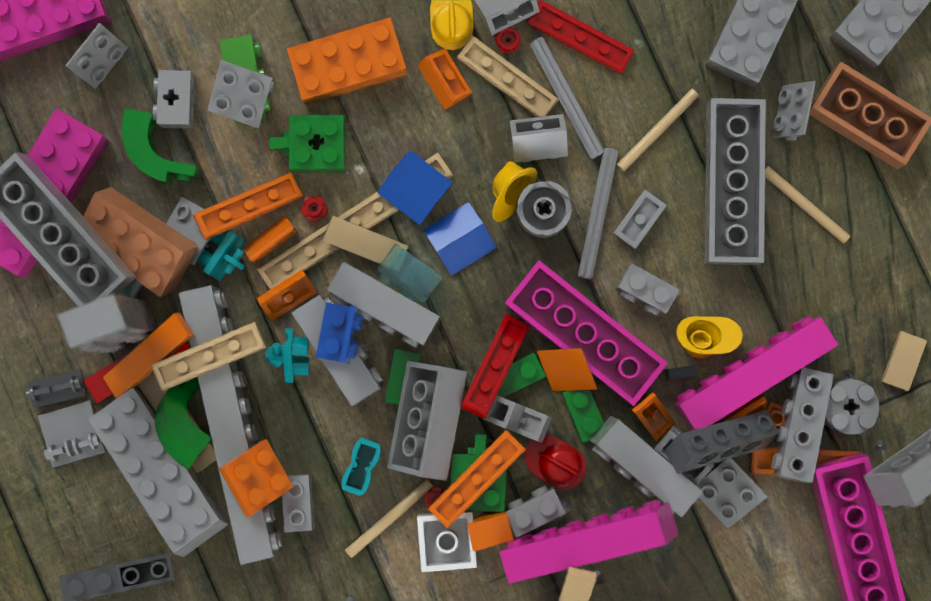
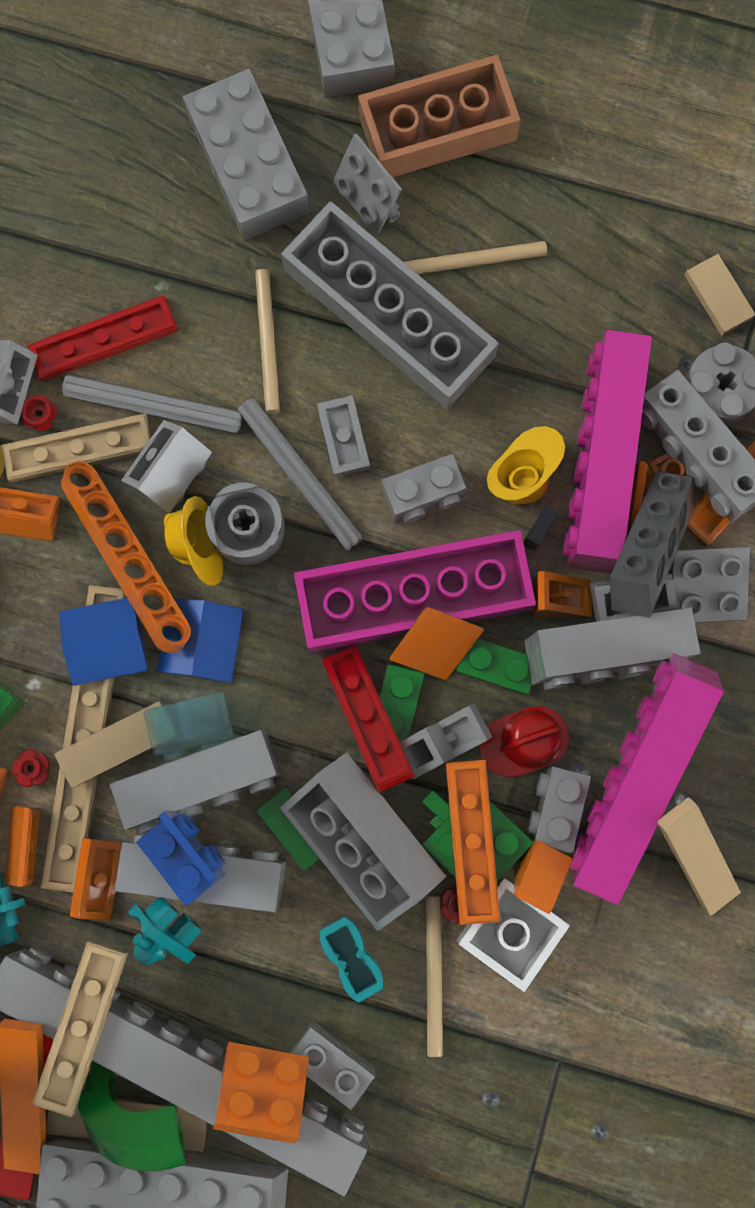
camera: 50 degrees left, 5 degrees down
(466, 156) = (119, 557): none -> orange beam

